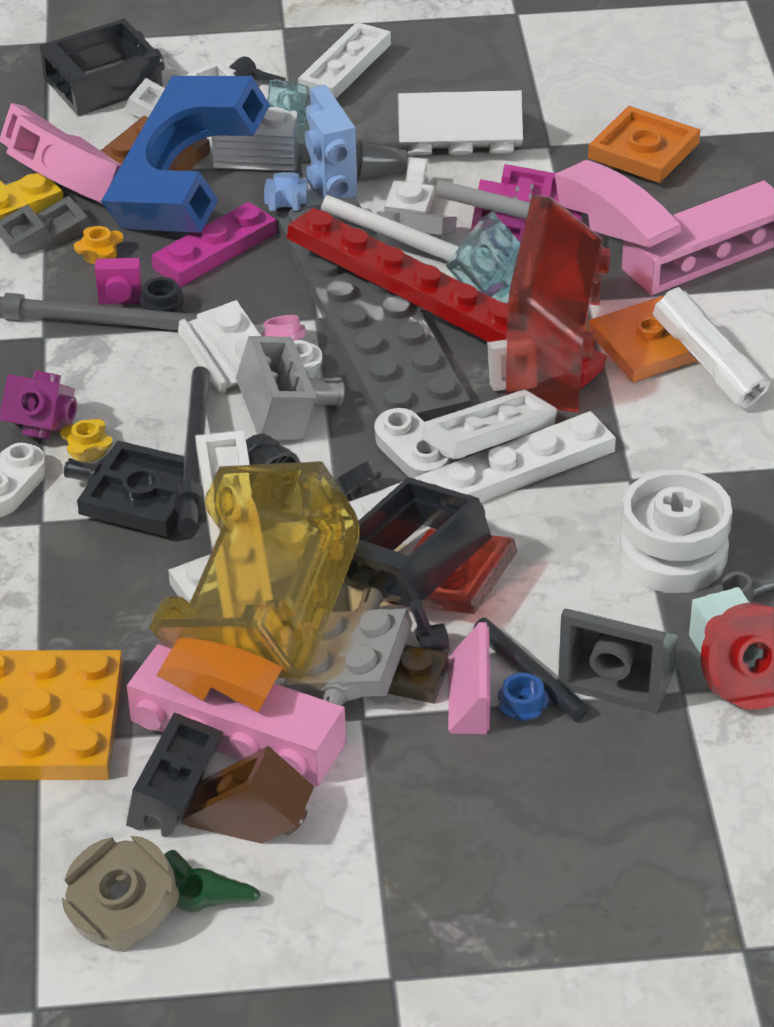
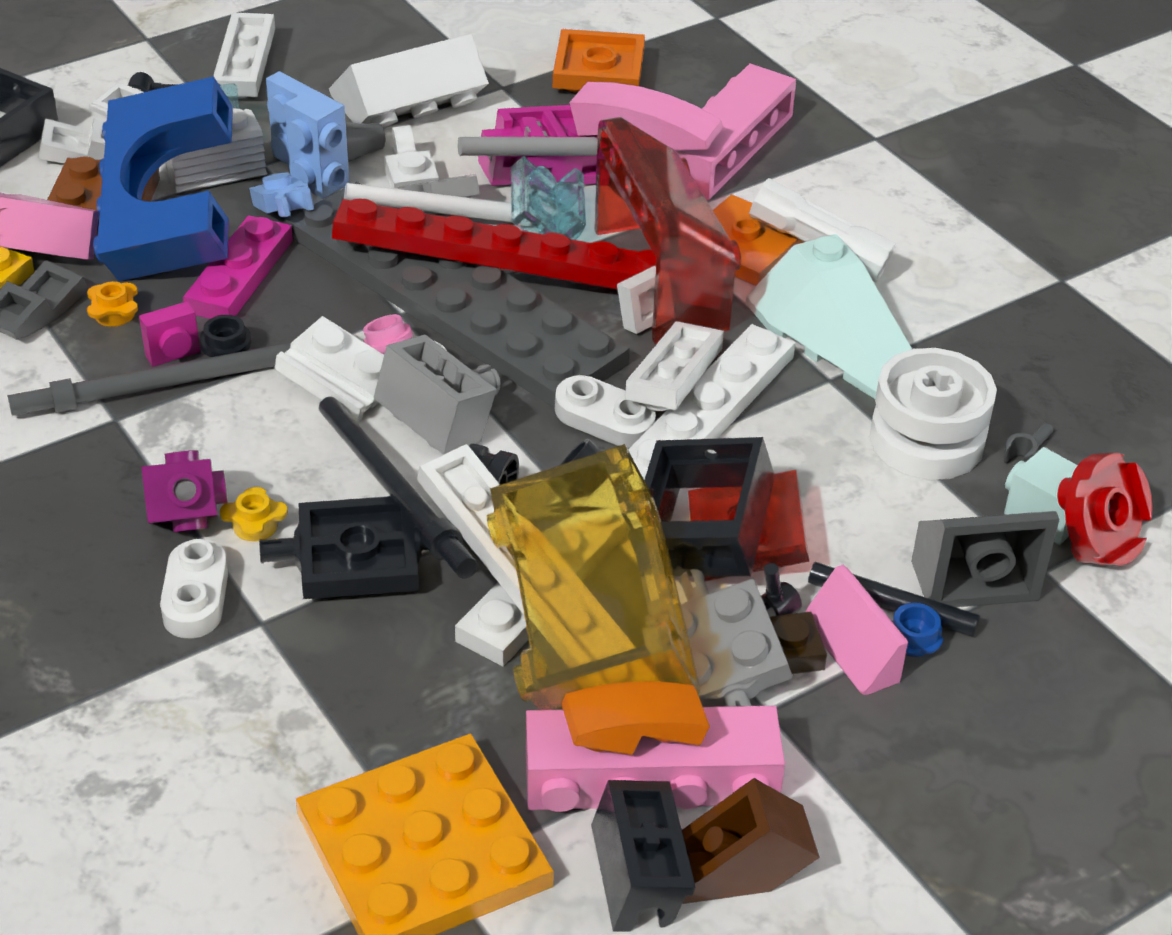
camera: 30 degrees left, 0 degrees up
(666, 413) = (832, 308): none -> light aqua wedge

